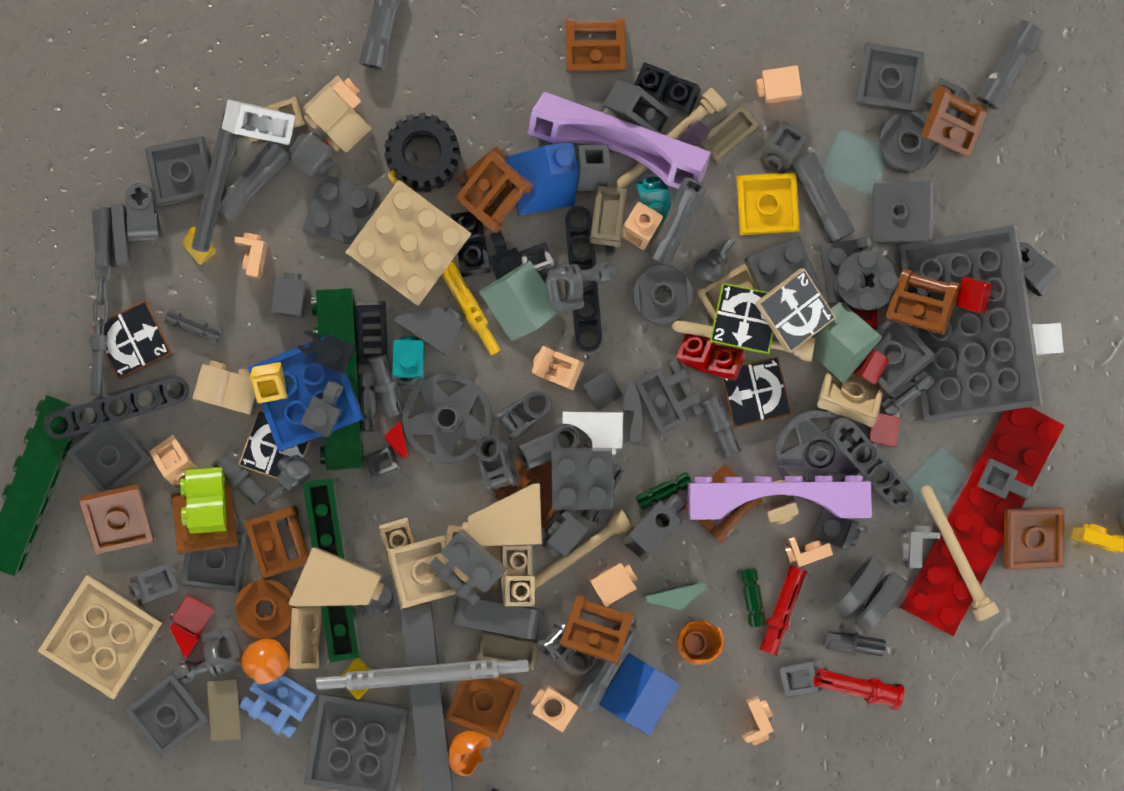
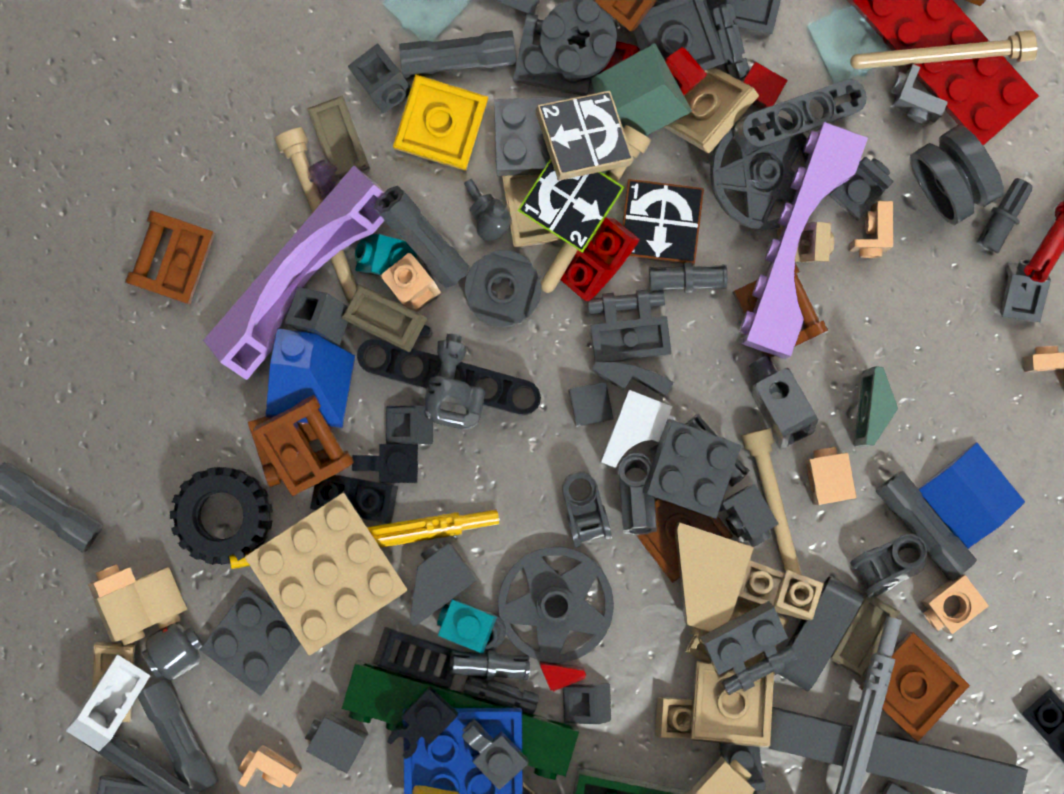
camera: 75 degrees left, 0 degrees up
(466, 752) = (969, 731): orange hair -> none
(498, 469) = (643, 566): dark grey piece -> none
(519, 301) = (447, 464): sand green slope -> none
(557, 367) = (544, 449): light nougat bracket -> none
(594, 638) = (891, 525): dark orange plate -> none
(638, 107) = (265, 234): dark grey slope -> none
(663, 491) = (739, 376): dark green axle -> none
(668, 88) = (255, 191): black slope -> none
(699, 642) = (938, 399): orange hair -> none
(753, 597) = (906, 317): dark green axle -> none
(779, 85) = (302, 54): light nougat brick -> none
(783, 610) = (941, 291): red pin -> none

